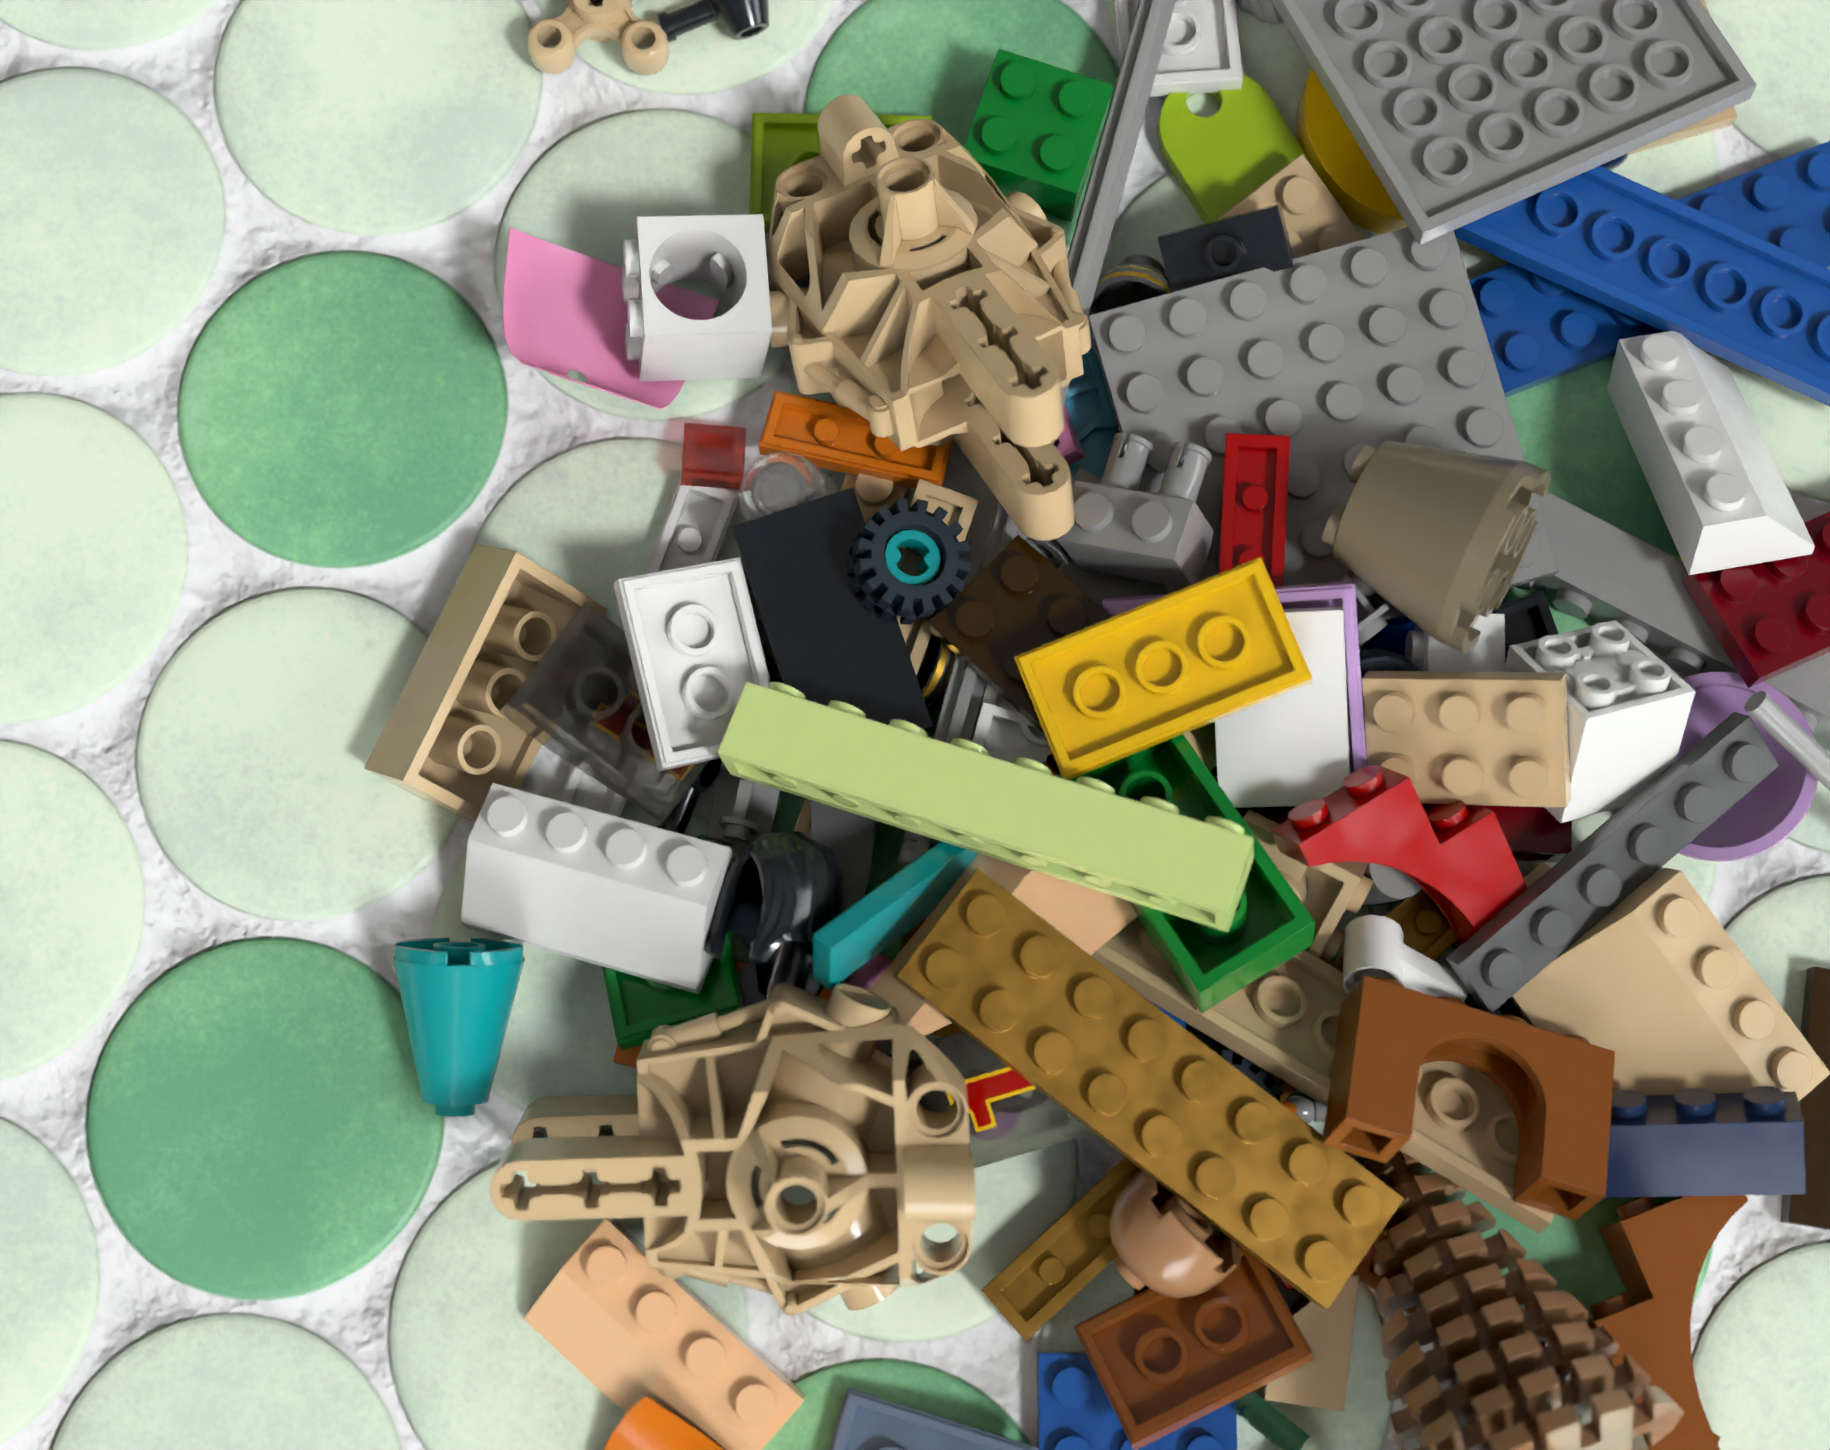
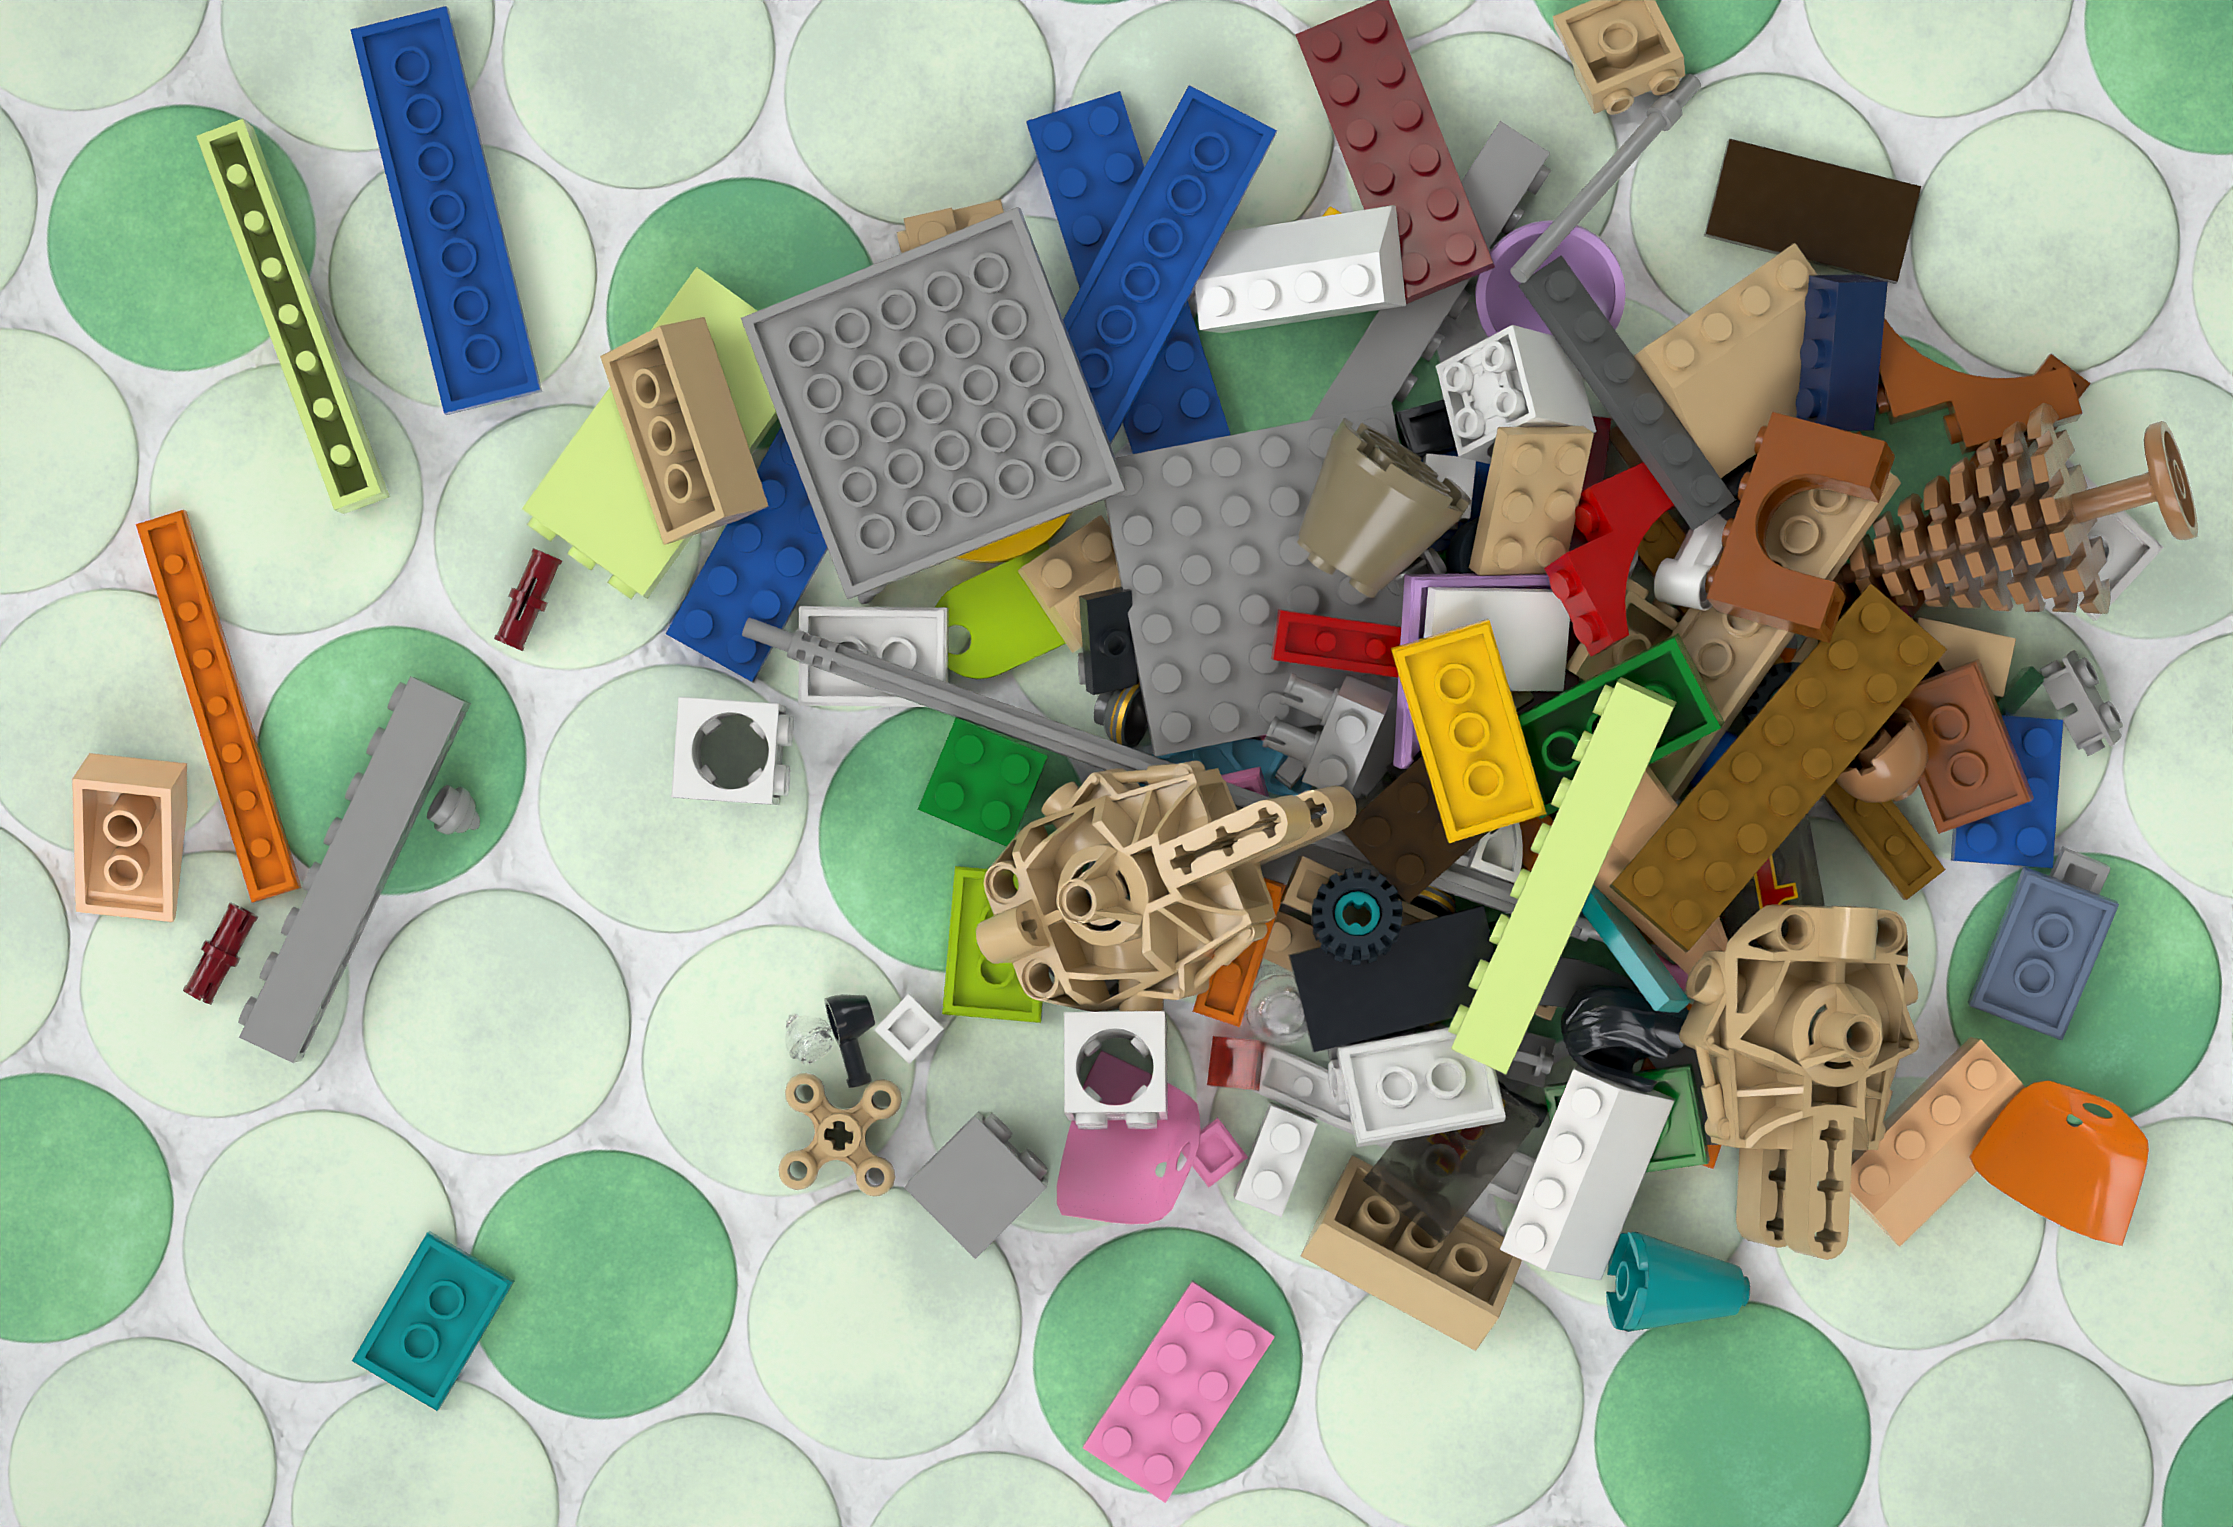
camera: 80 degrees left, 10 degrees up
(304, 418) = (1178, 1391): none -> bright pink plate
(546, 148) = (978, 1183): none -> light grey brick
(595, 506) = (1275, 1159): none -> white brick
(602, 440) = (1216, 1153): none -> bright pink tile
(732, 75) = (909, 1028): none -> white plate

